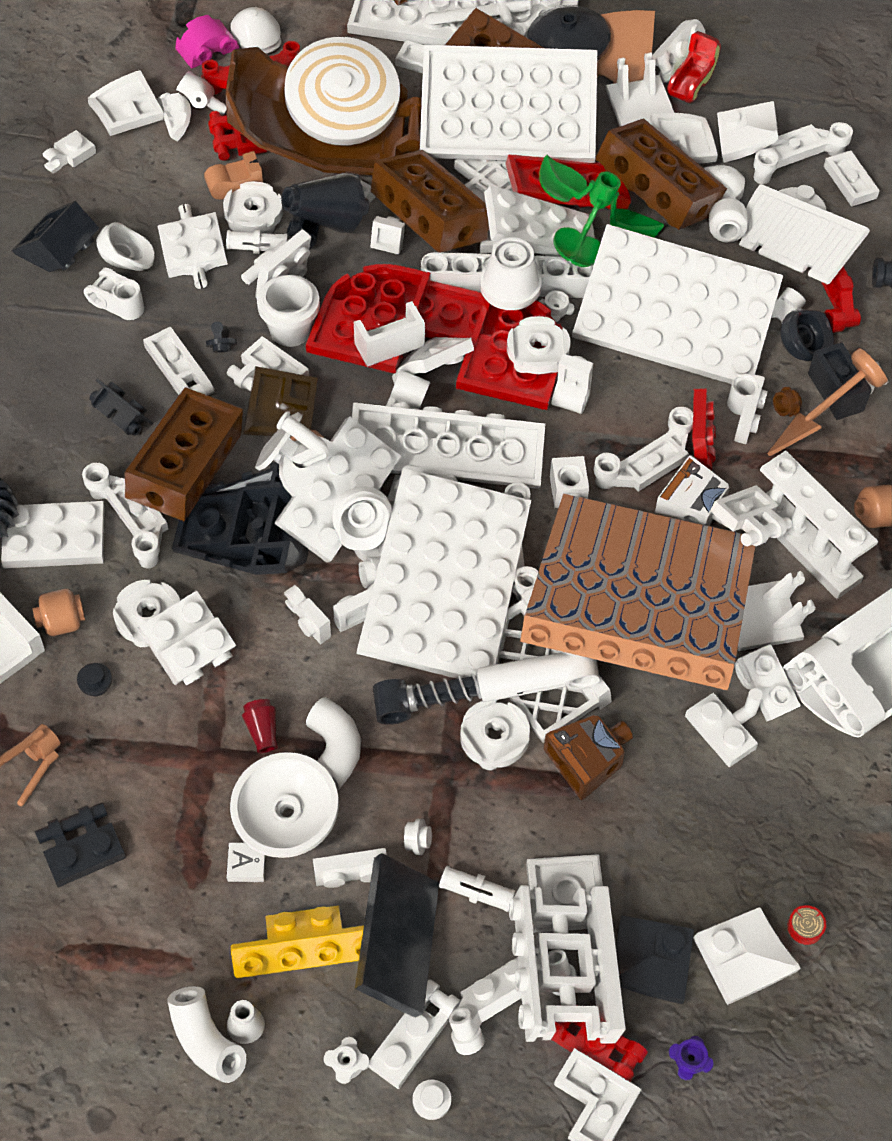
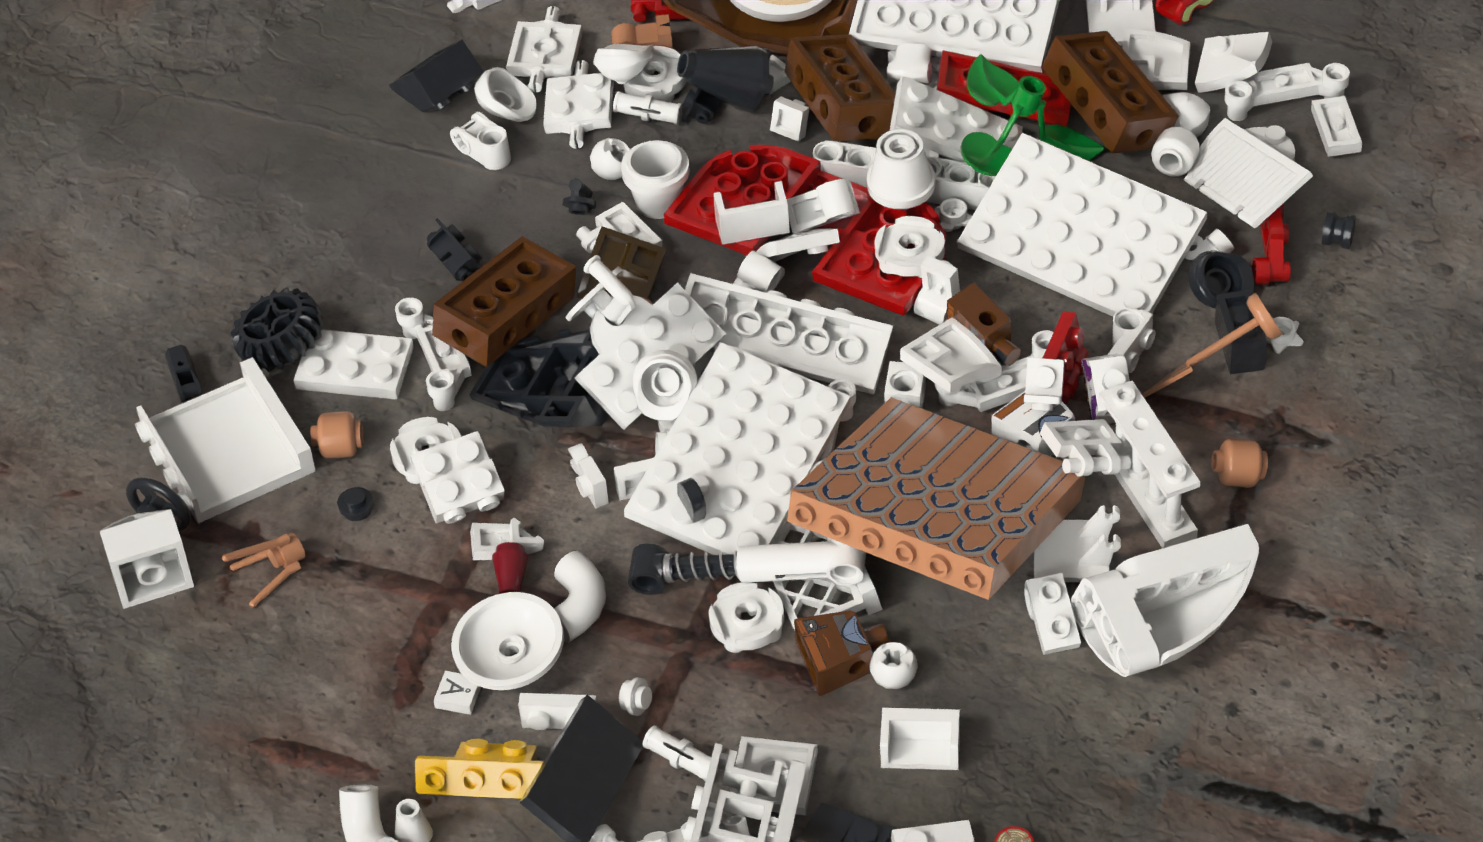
camera: 20 degrees right, 10 degrees down
(84, 853) = (299, 658): black plate -> none
(147, 198) = (544, 49): none -> white plate
(177, 362) = (526, 214): white plate -> none
(226, 200) = (622, 61): none -> white hat
(234, 693) = (488, 536): none -> white slope
(239, 295) = (607, 158): none -> white piece
(285, 259) = (670, 124): white plate -> none
(421, 630) = (692, 499): none -> black tile
(449, 316) = (822, 206): none -> white plate
(482, 171) = (911, 61): none -> white piece
(607, 447) = (951, 356): none -> white plate
(621, 415) = (985, 321): none -> reddish brown torso
(648, 770) = (893, 665): none -> white piece
(691, 831) = (920, 738): none -> white panel
(700, 461) = (1044, 383): none -> white bracket
(723, 729) = (993, 654): white plate -> none
(747, 450) = (1099, 375): none -> white torso
(787, 402) = (1176, 346): reddish brown plate -> none

